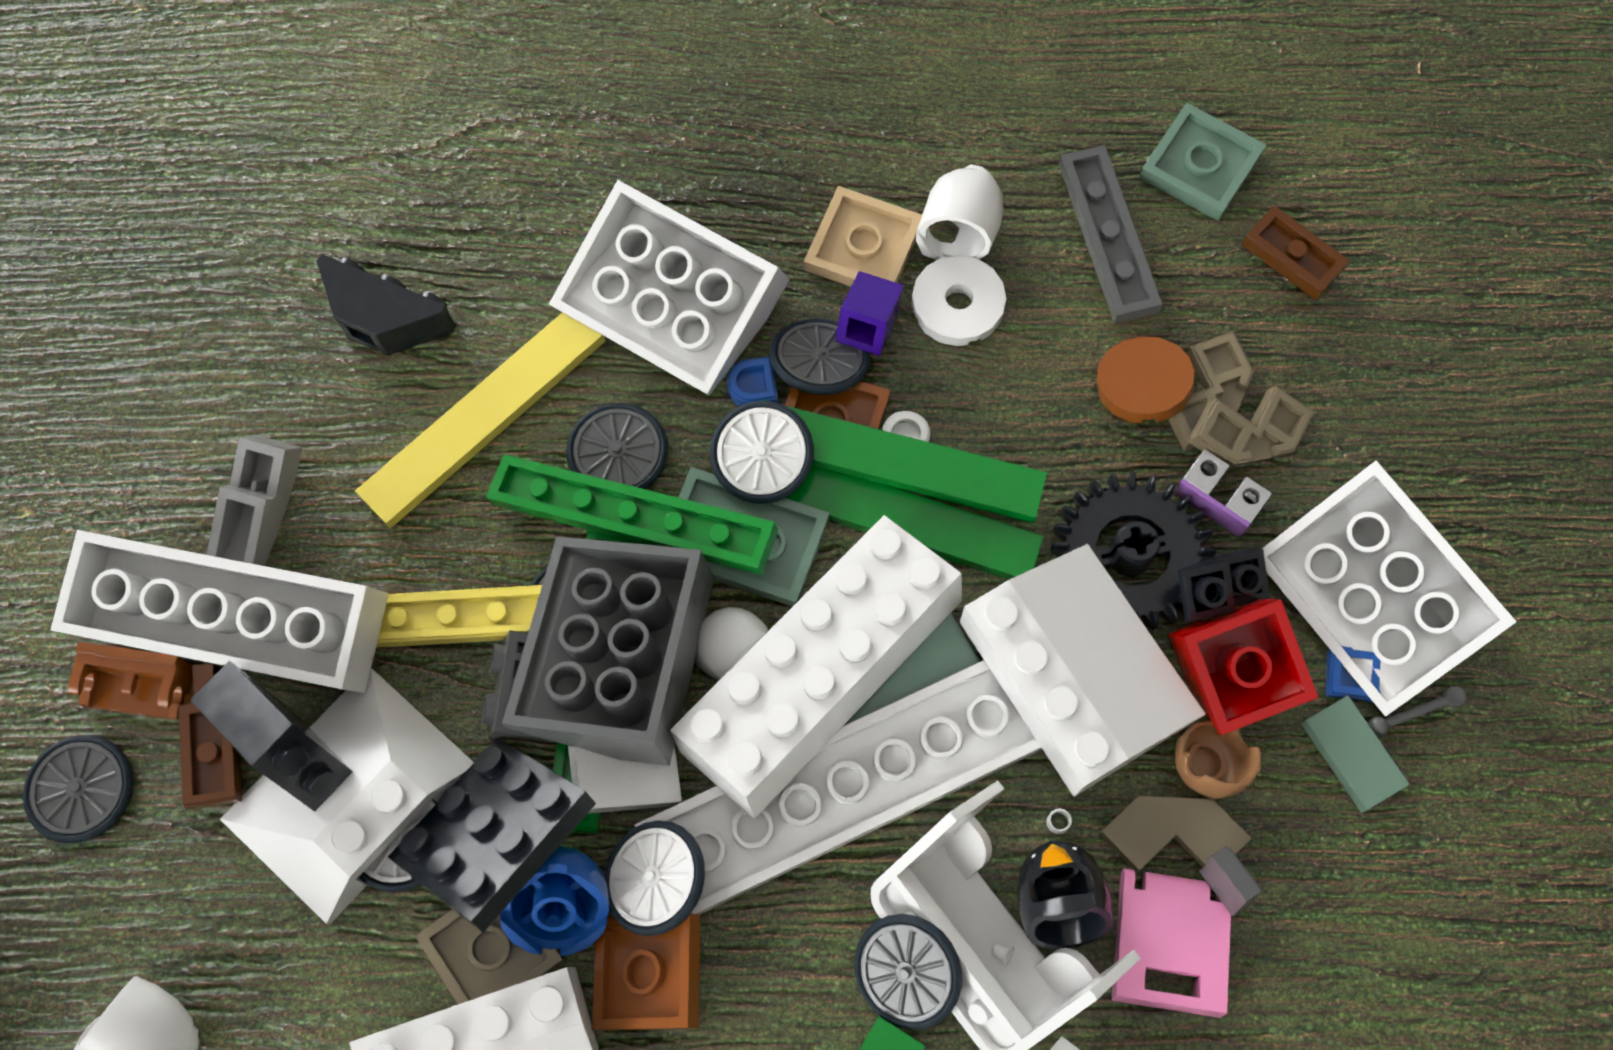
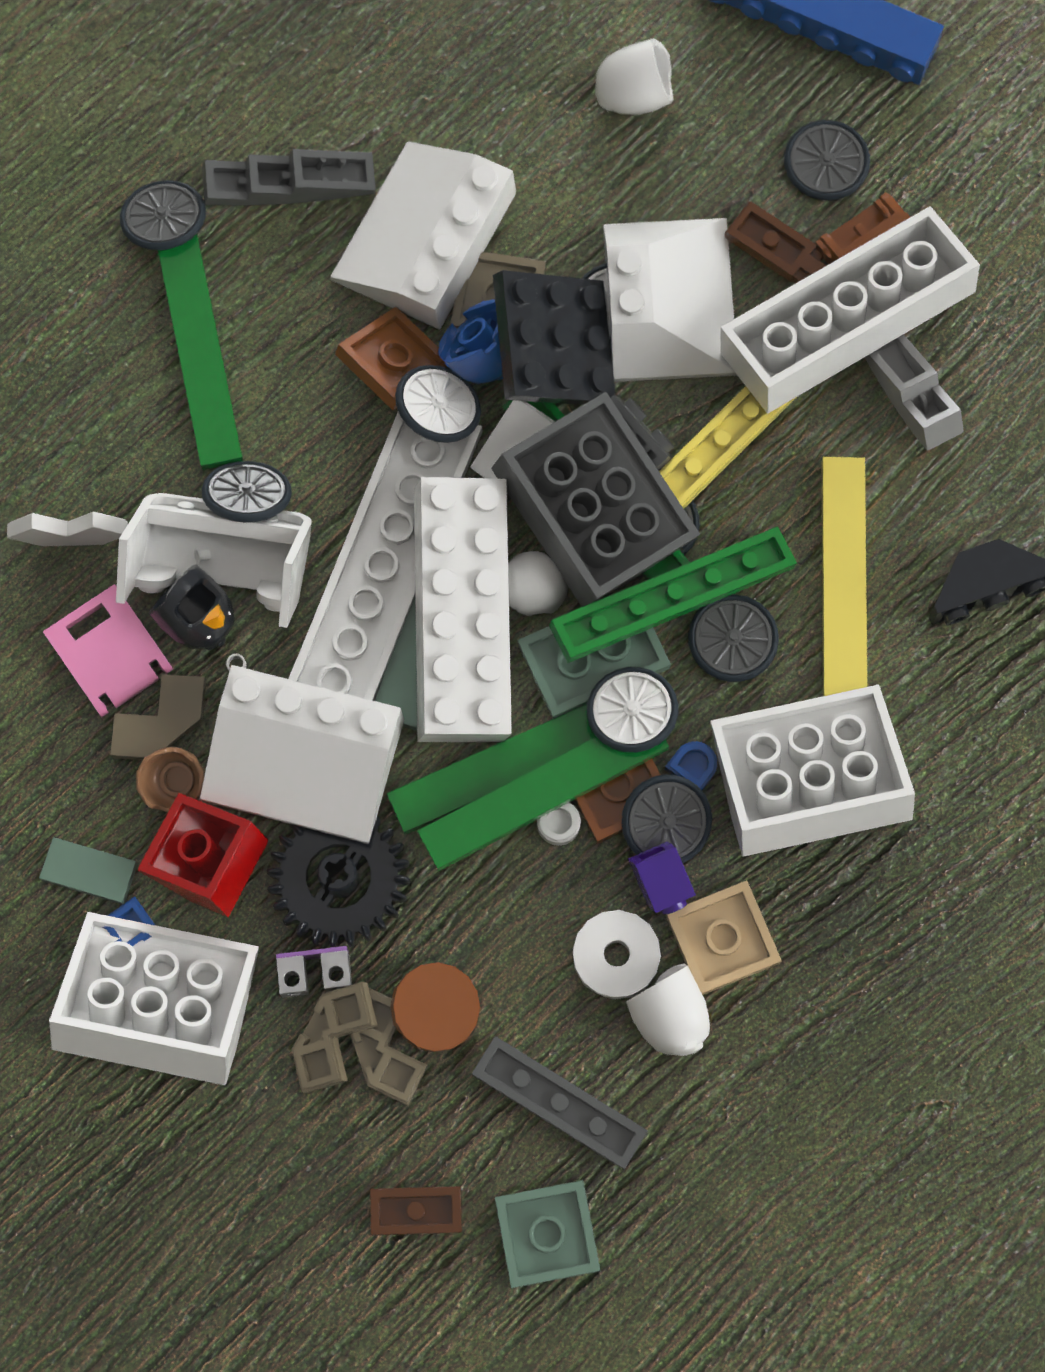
camera: 135 degrees right, 5 degrees up
(271, 736) = (732, 269): black brick -> none
(1222, 583) = (264, 893): black slope -> none
(1230, 880) = (101, 705): dark grey tile -> none
(1451, 697) = (54, 969): dark grey hinge -> none

